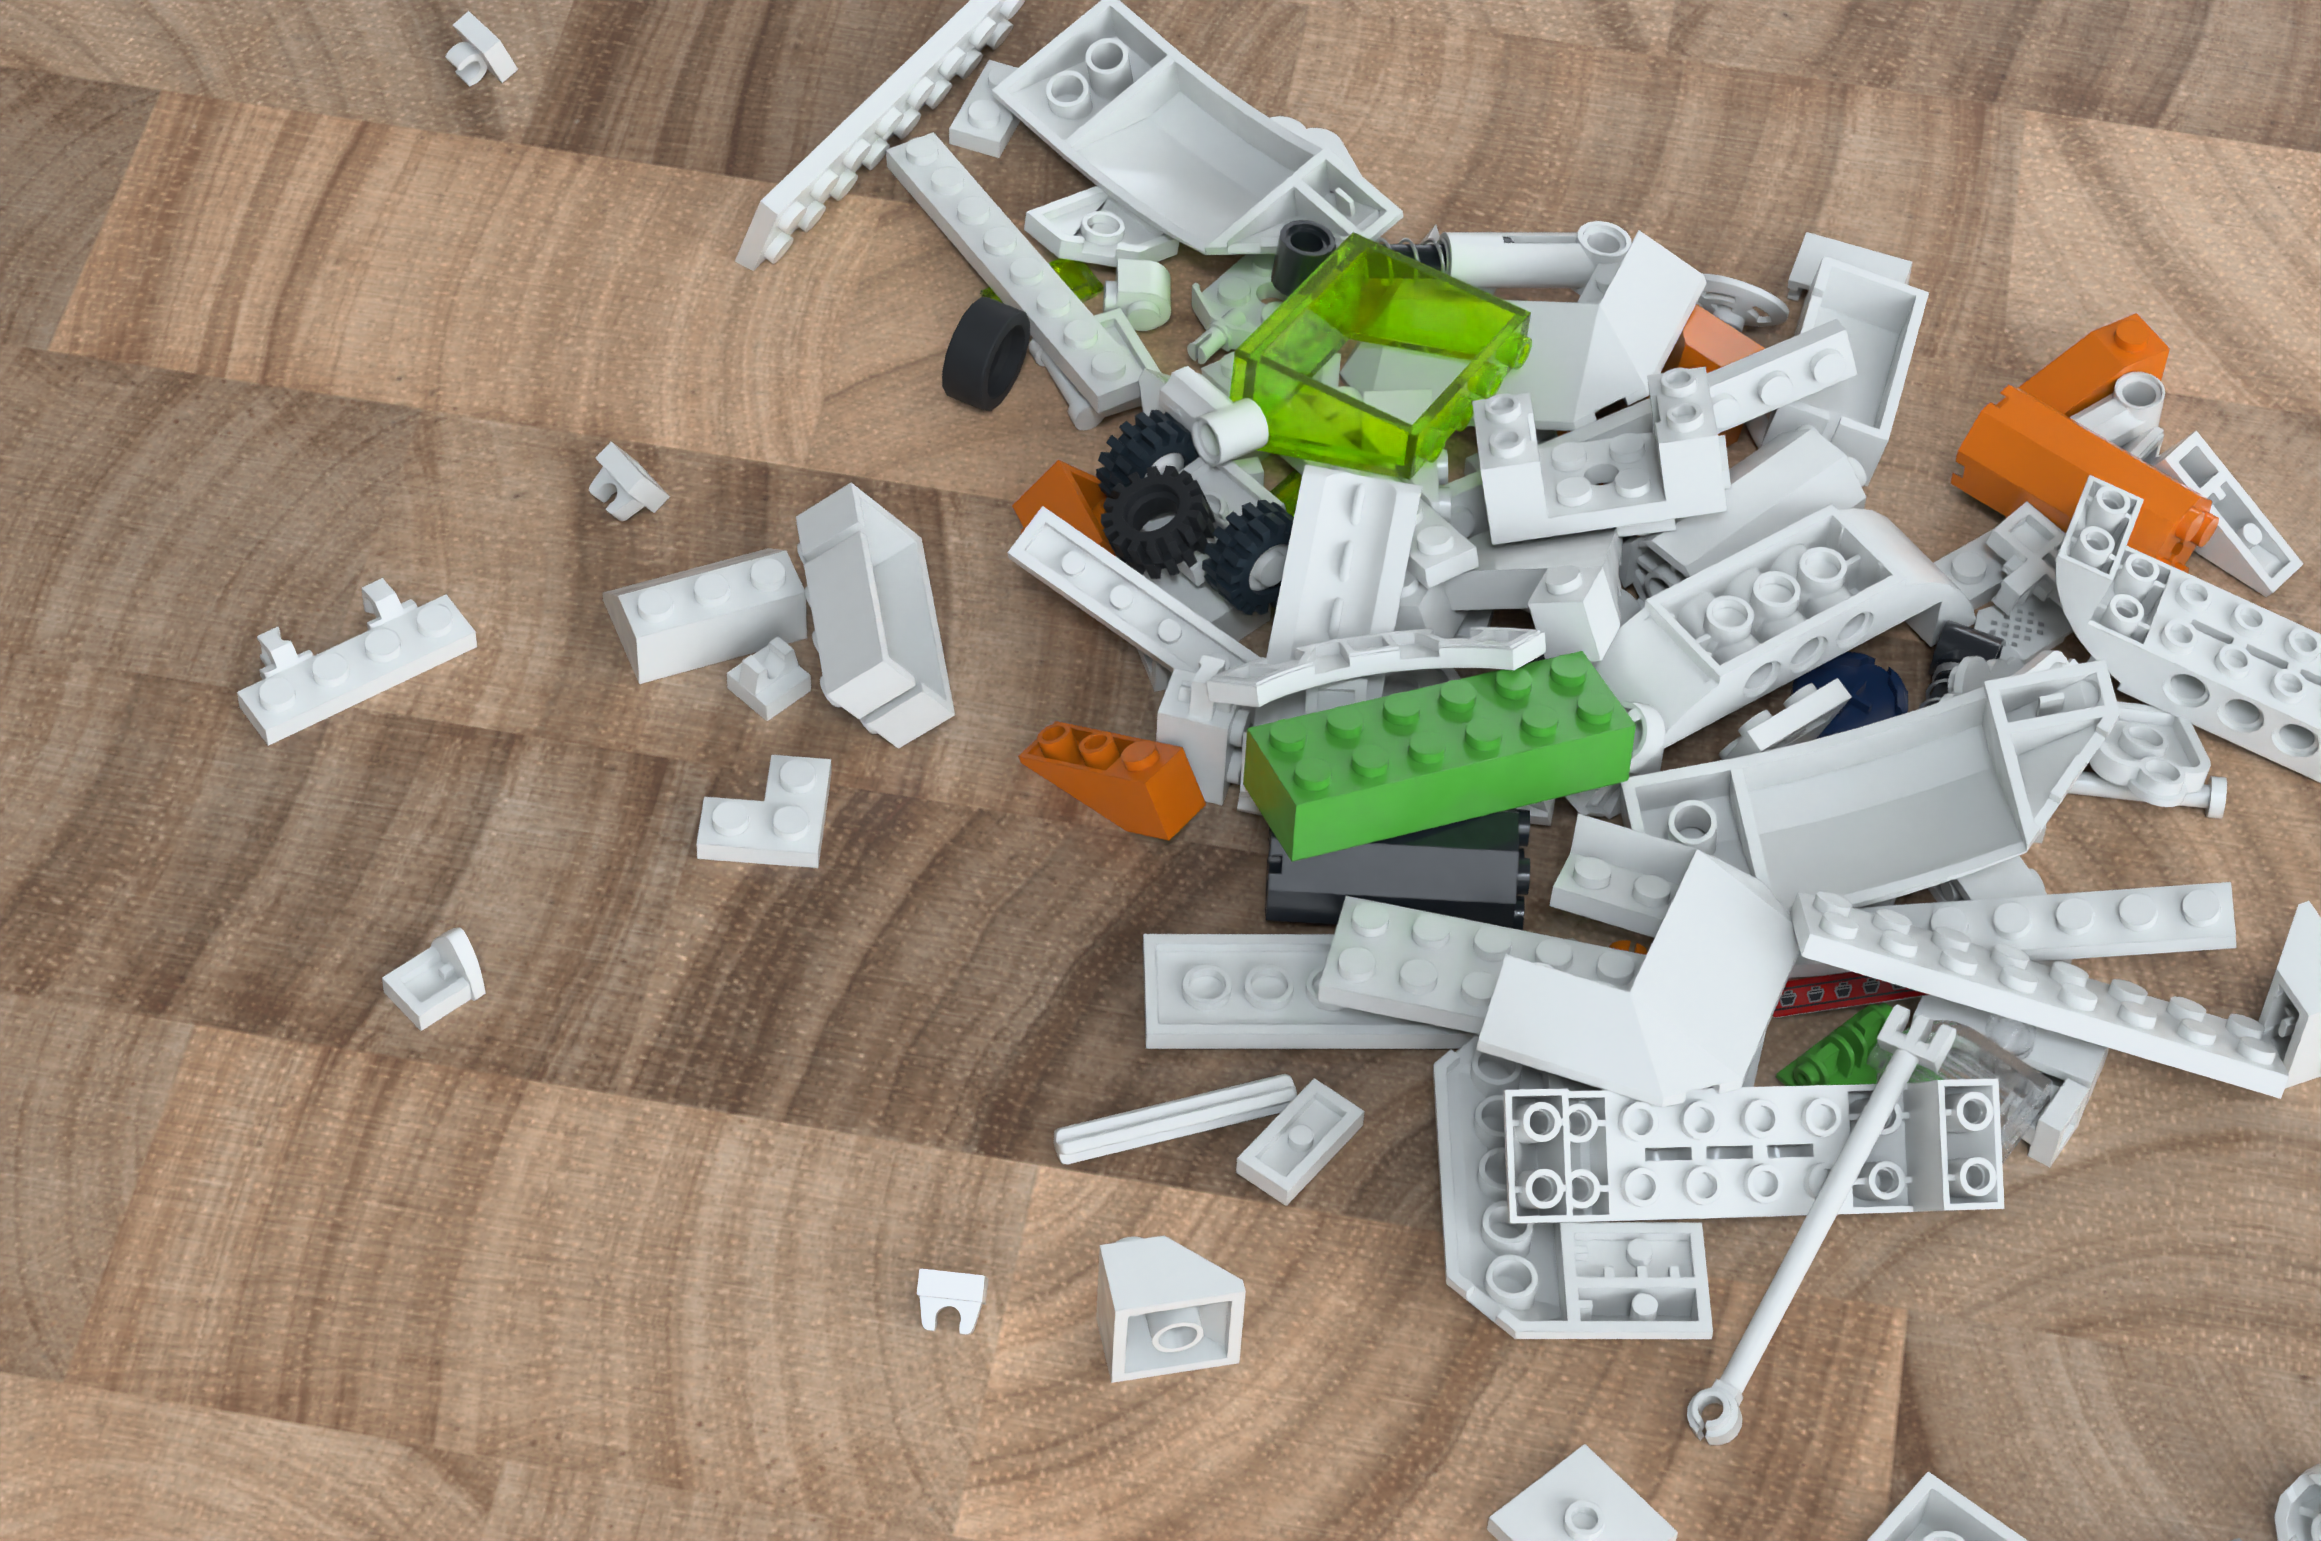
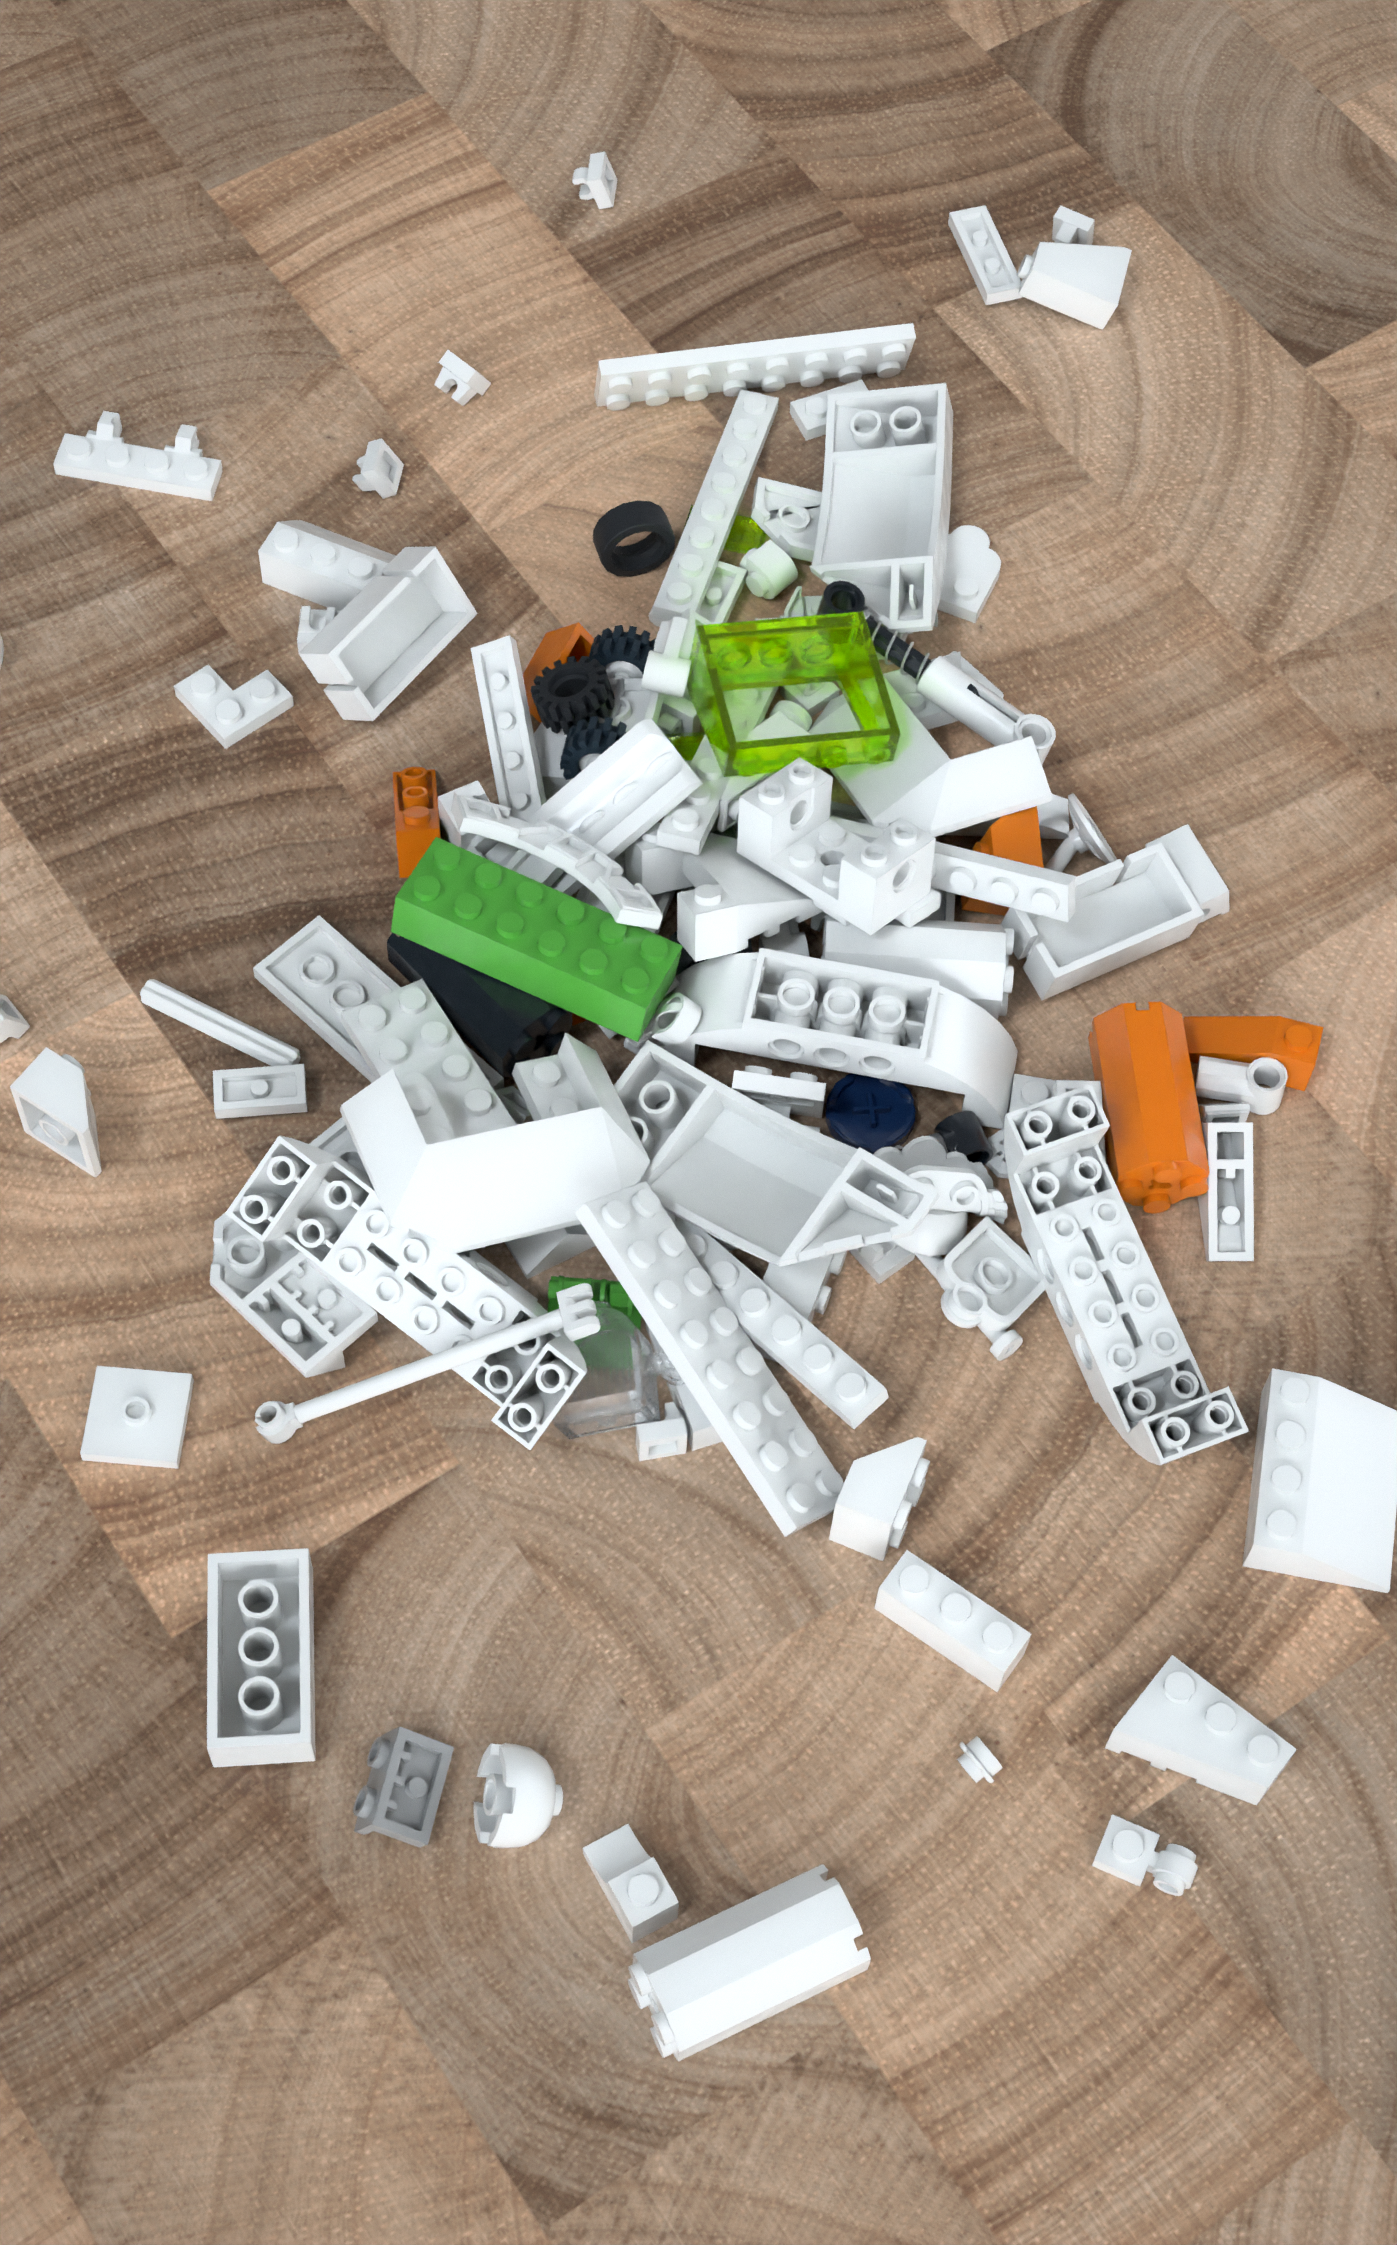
camera: 45 degrees right, 10 degrees up
(593, 328) = (460, 373): none -> white tile

